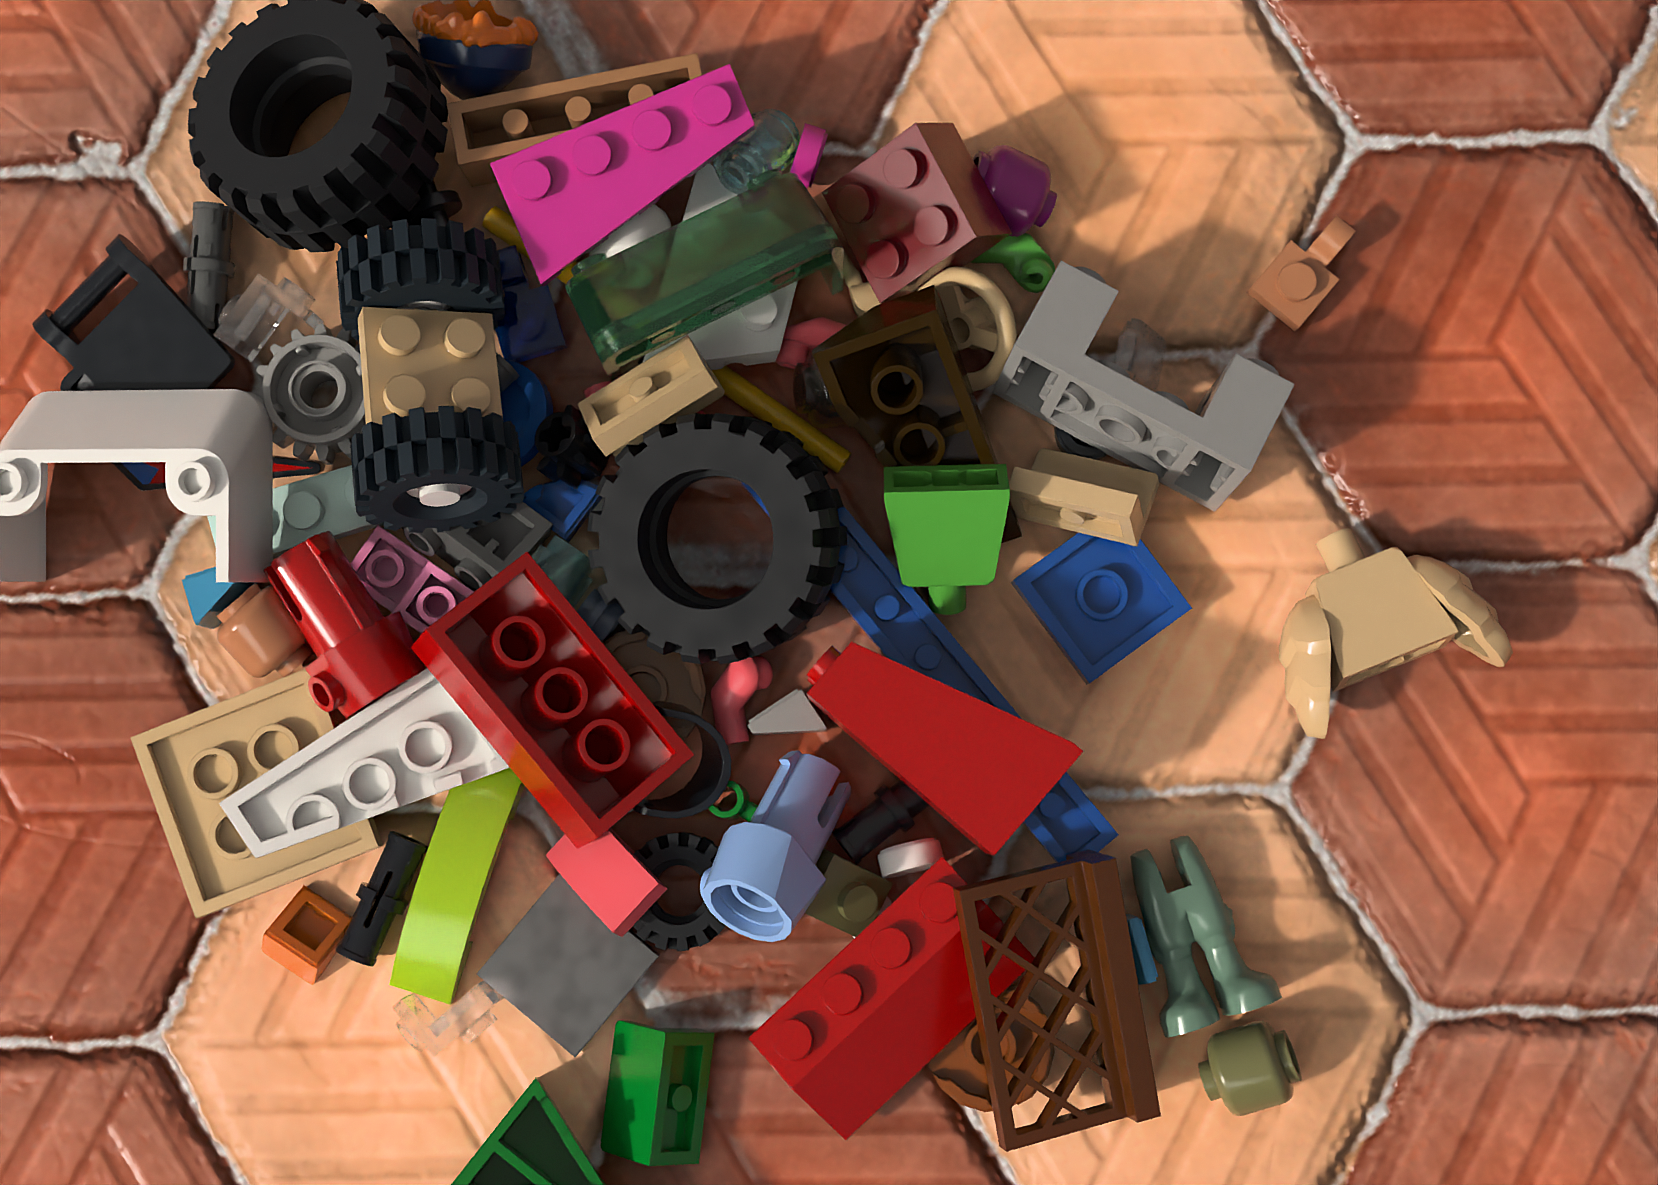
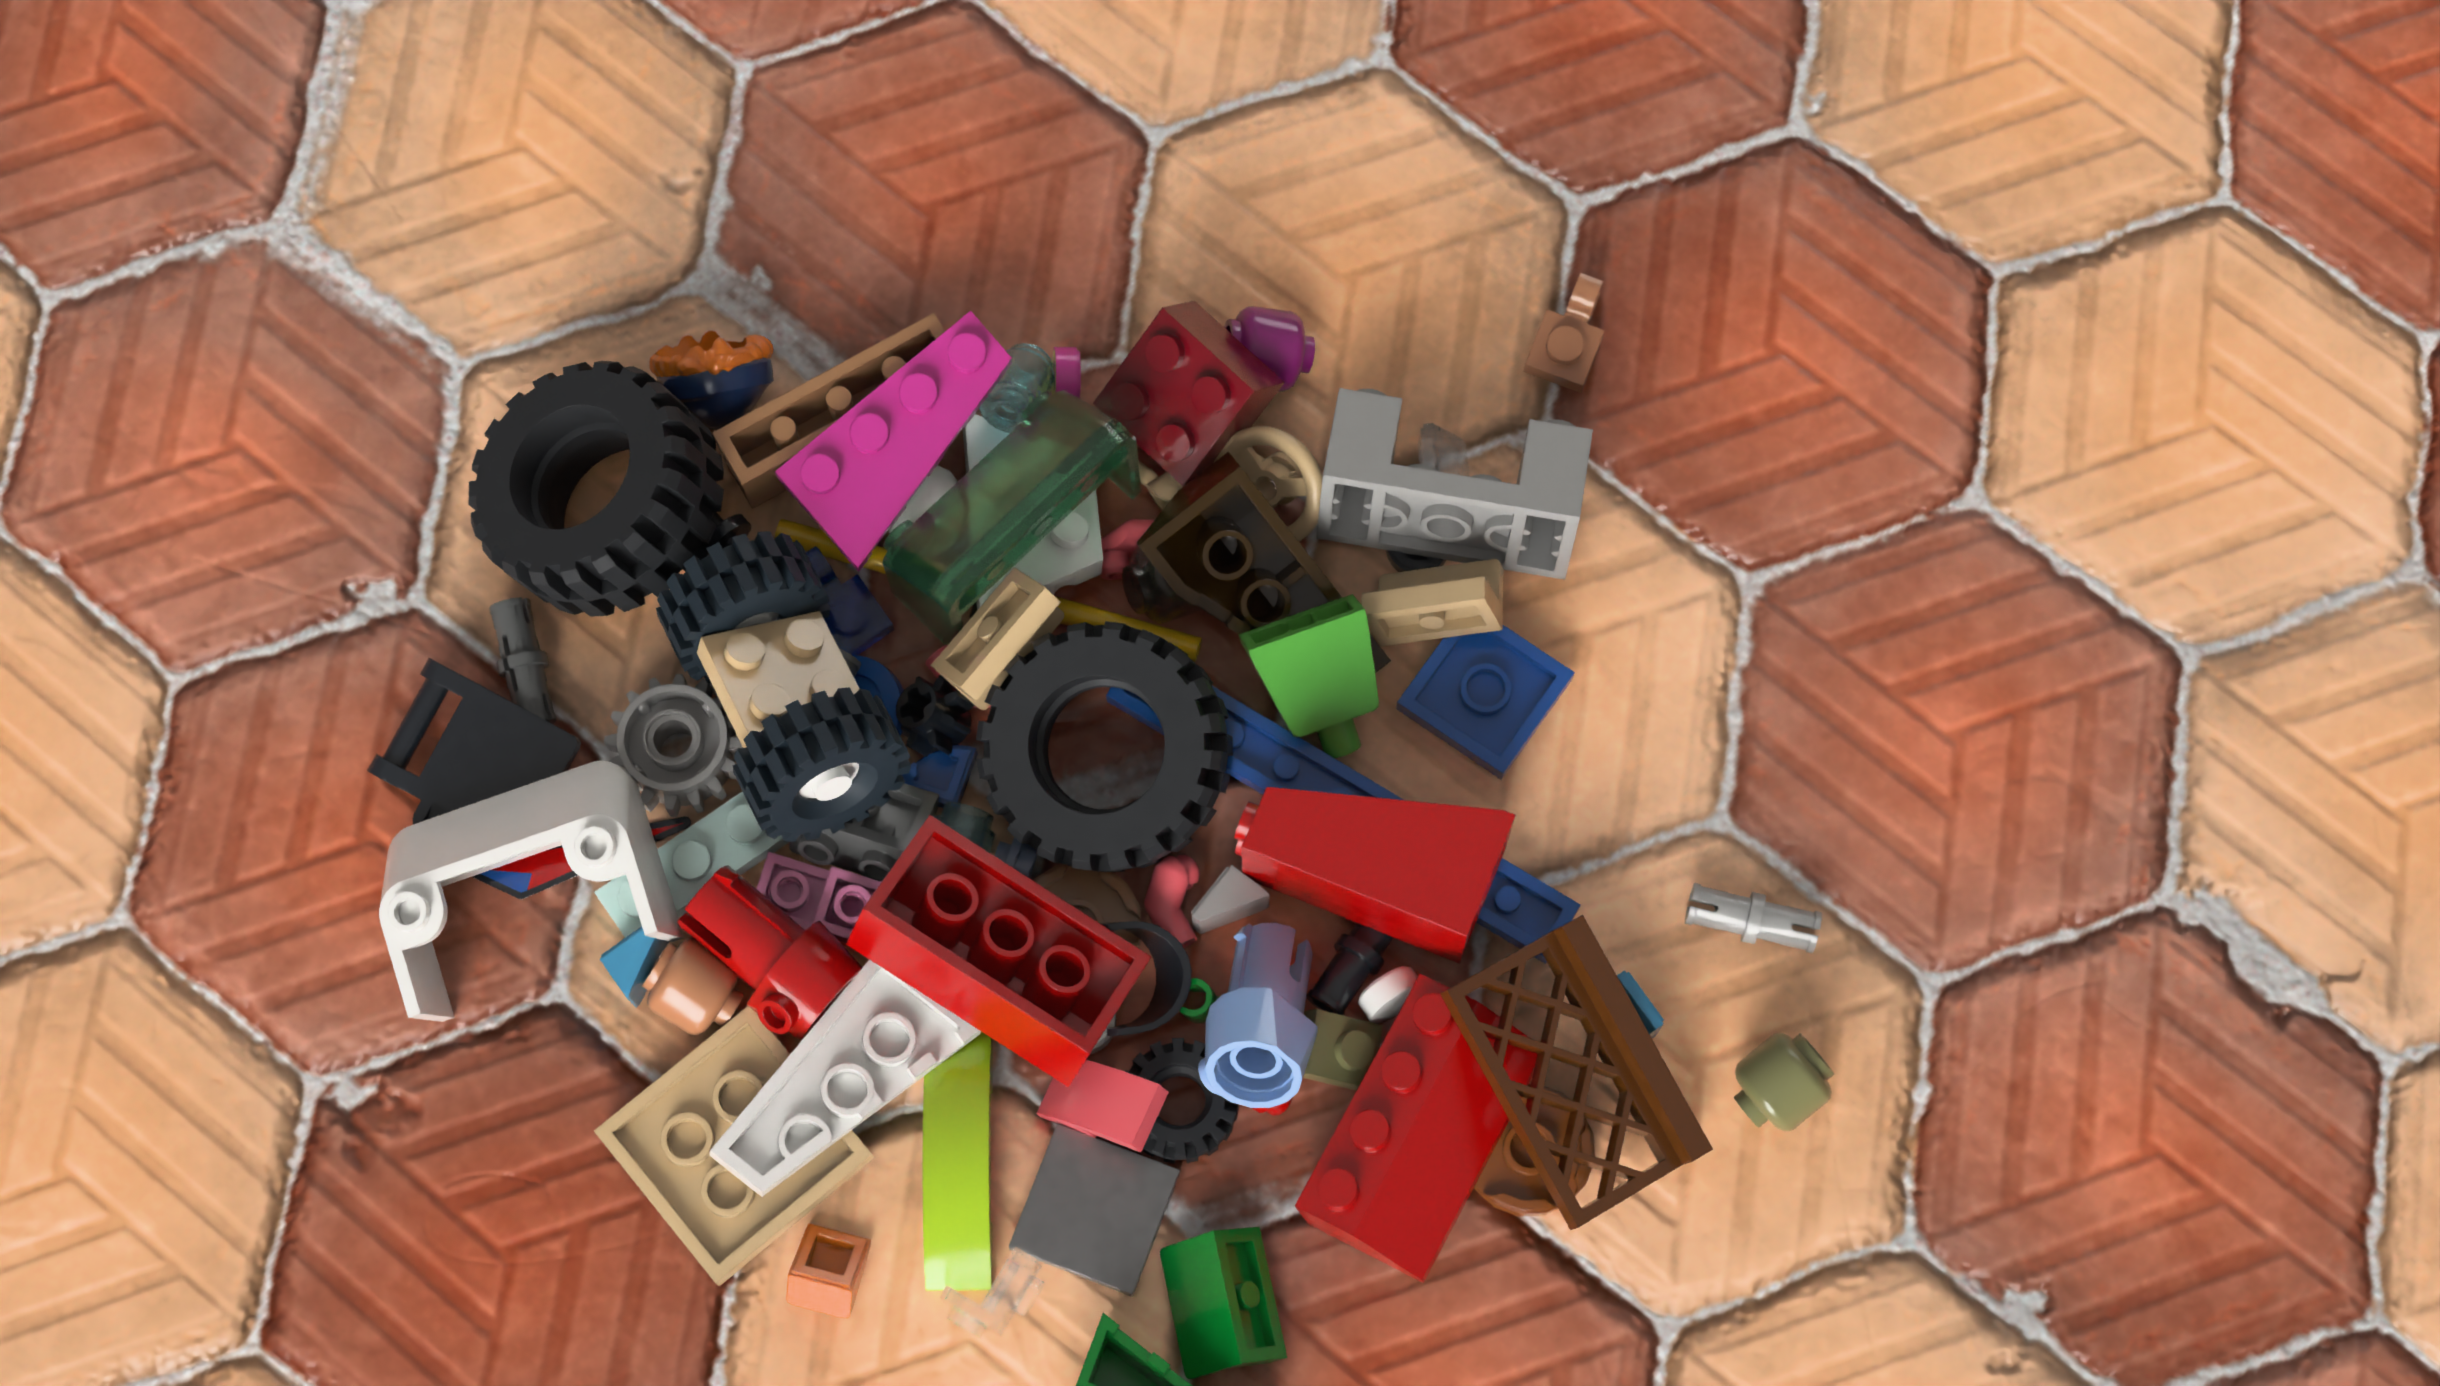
camera: 20 degrees left, 10 degrees down
(253, 317) = (582, 695): clear bracket -> none
(381, 899) = (887, 1251): black pin -> none
(1023, 260) = (1301, 407): bright green arm -> none
(1188, 917) = (1681, 957): sand green piece -> none
(1278, 899) = (1753, 918): none -> light grey pin
(1377, 617) = (1751, 624): tan torso -> none

